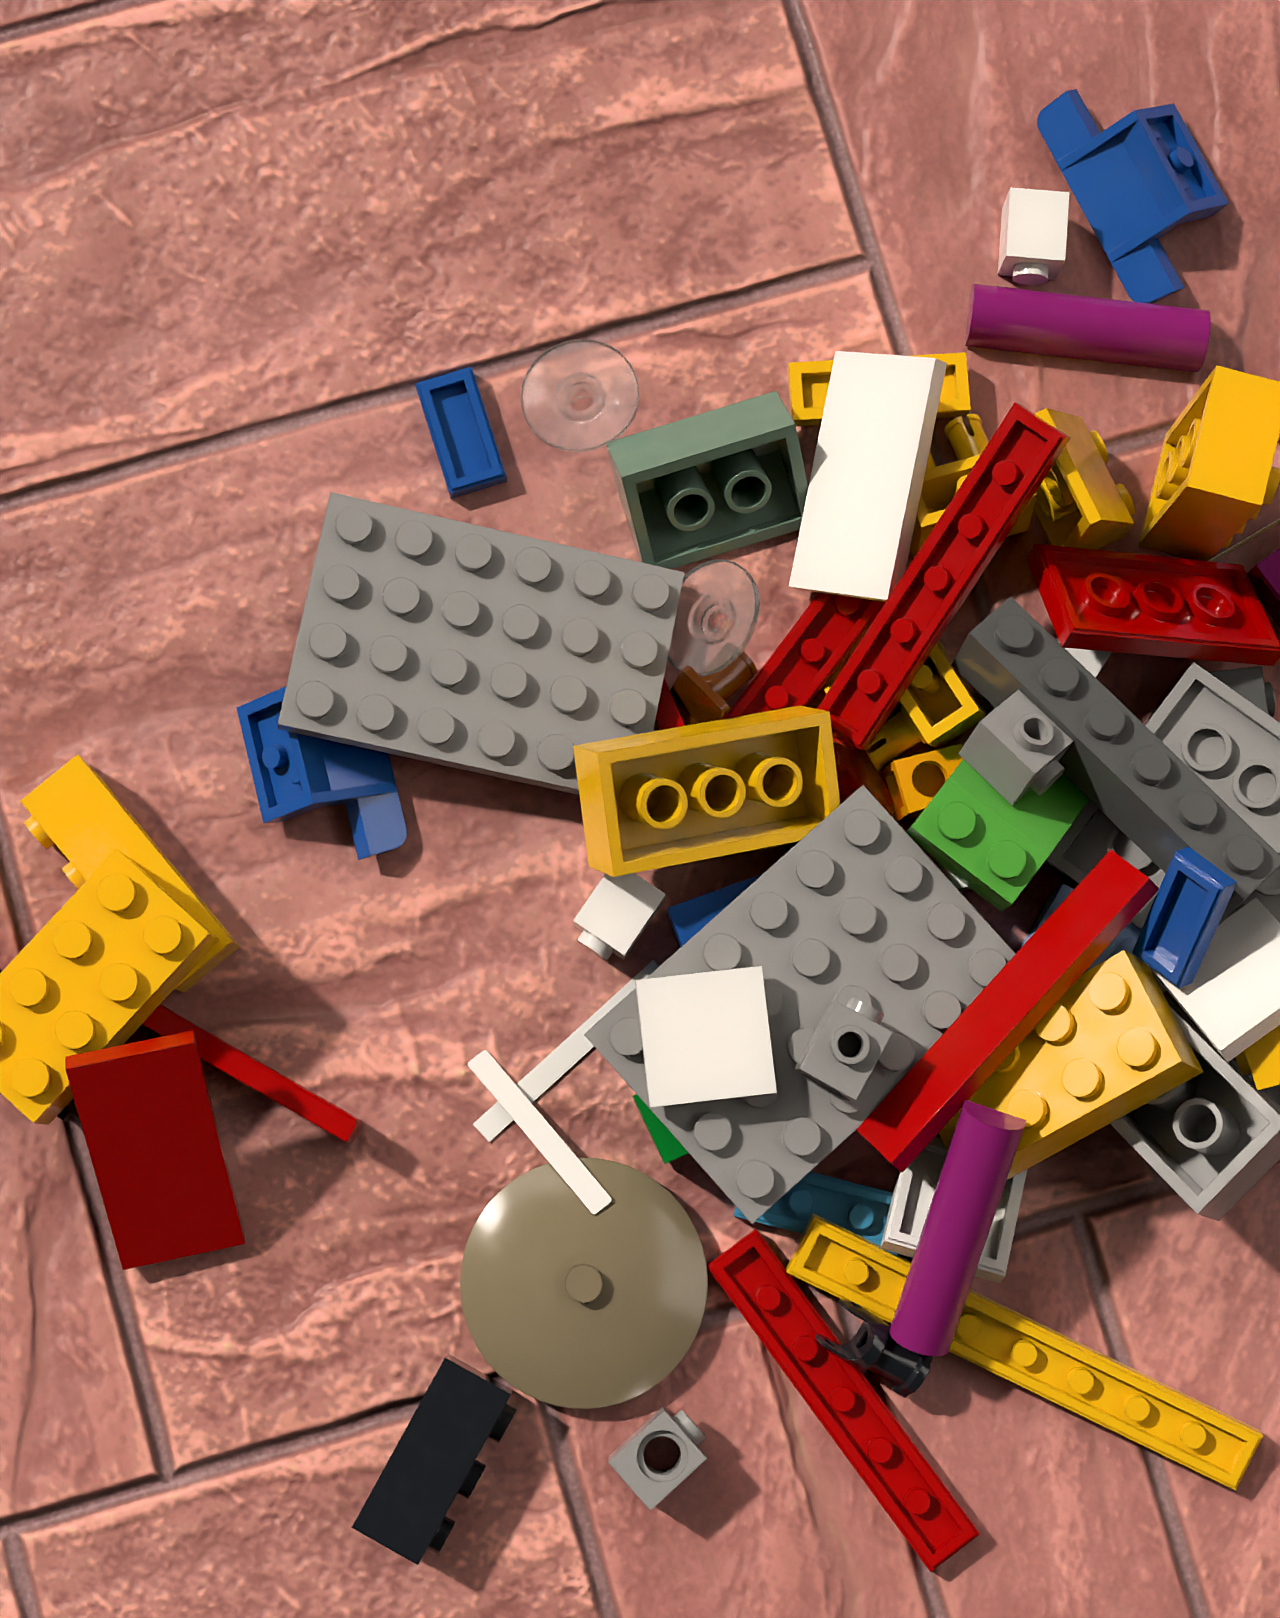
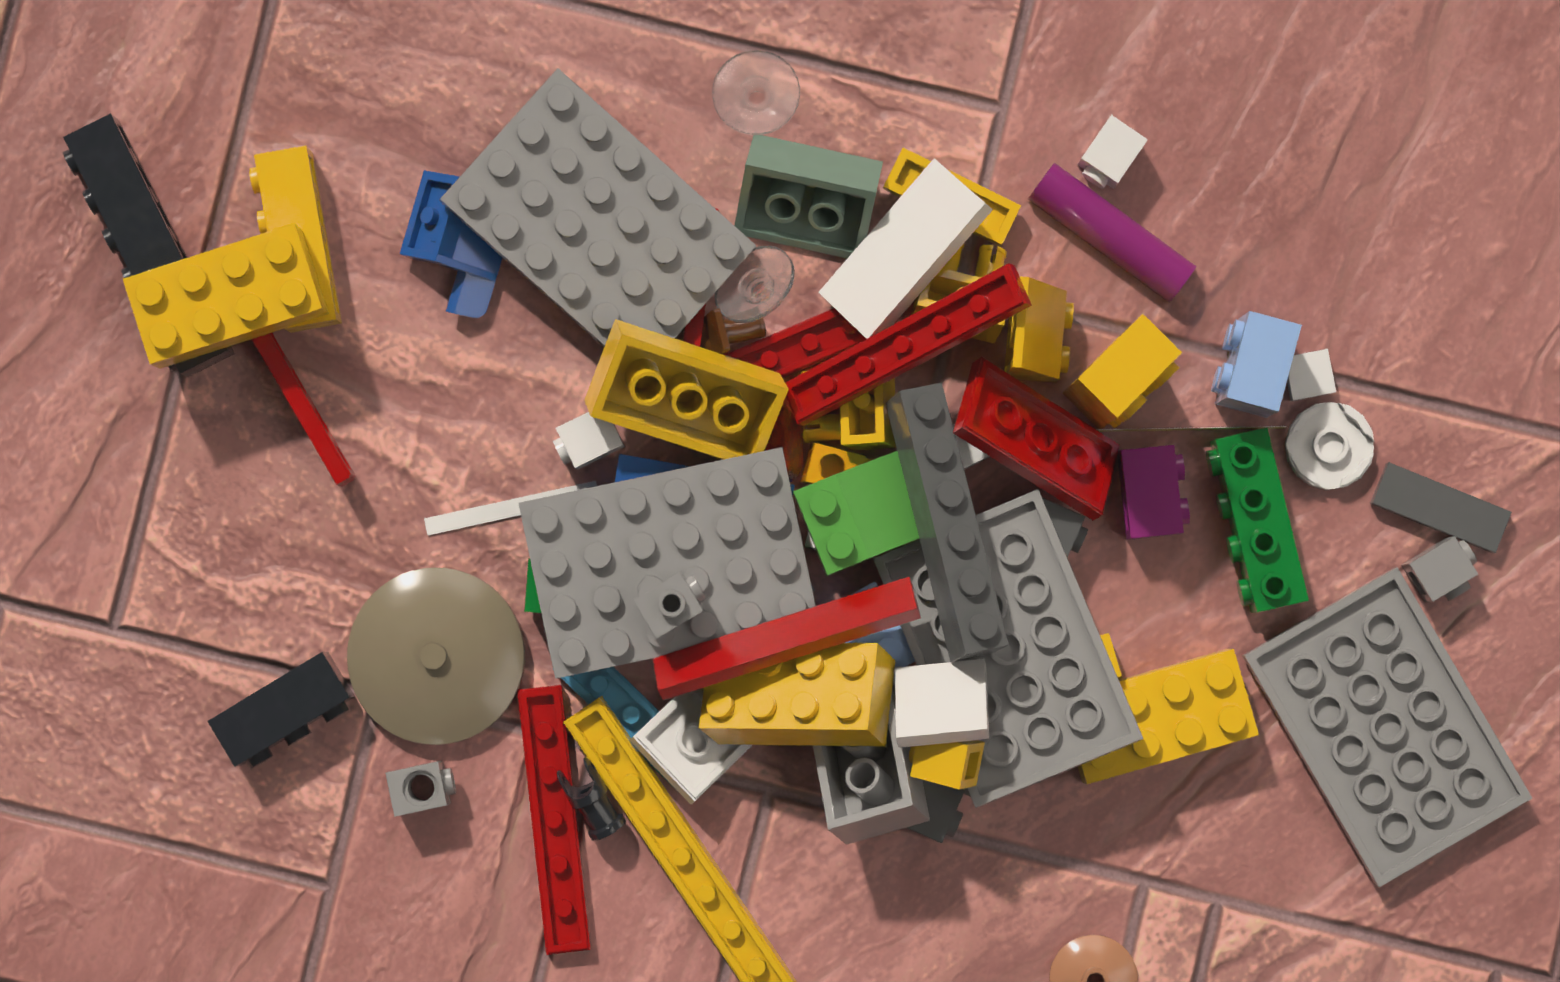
camera: 35 degrees right, 5 degrees up
(156, 1149) = (216, 423): red tile -> none
(461, 432) = (668, 72): blue tile -> none
(539, 1132) = (461, 547): white sticker -> none
(705, 1036) = (590, 547): white tile -> none
(956, 1229) = (677, 754): magenta brick -> none
(1017, 748) = (887, 480): light grey brick -> none
(1132, 185) = (1199, 156): blue plate -> none
(1184, 917) = (925, 644): blue tile -> none

